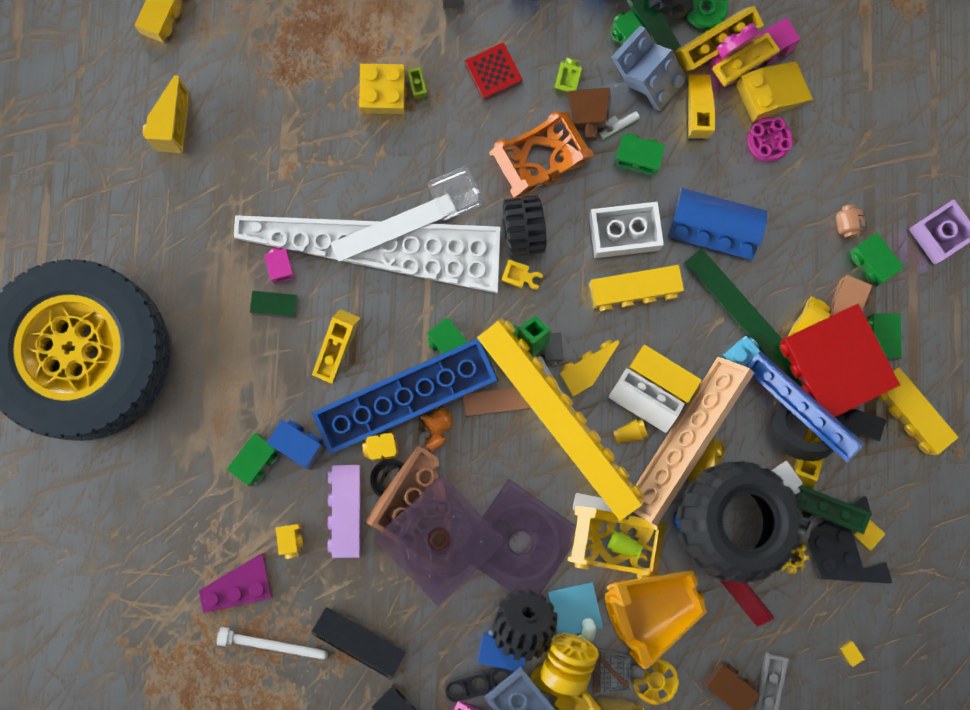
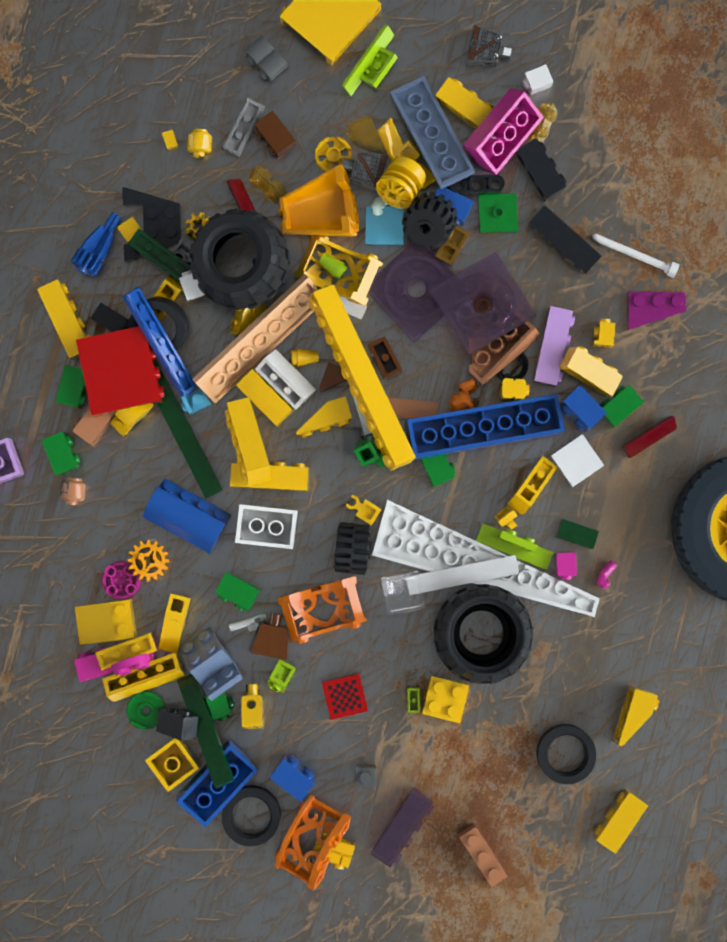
camera: 170 degrees left, 5 degrees up
(212, 433) = (650, 437): none -> dark red slope
(225, 39) = (587, 764): none -> black tyre
(233, 267) = (604, 573): none -> dark pink arm
(290, 387) = (577, 460): none -> white tile
(295, 491) = (591, 371): none -> yellow brick
(339, 273) = (512, 545): none -> lime bracket
(345, 130) = (516, 634): none -> black tyre
(358, 303) = (506, 517): none -> yellow tile
(445, 656) = (498, 213): none -> green plate
(489, 604) = (453, 245): none -> pearl gold slope
(538, 450) = (384, 358): none -> reddish brown brick
(590, 22) = (252, 717): none -> yellow torso
(595, 415) = (331, 377): none -> reddish brown slope
(672, 316) = (247, 442): none -> yellow brick
(734, 632) = (260, 178): none -> clear yellow hinge
(737, 163) = (139, 557): none -> light orange gear
(817, 657) = (199, 143): none -> yellow head
(903, 503) = (95, 247): none -> blue piece

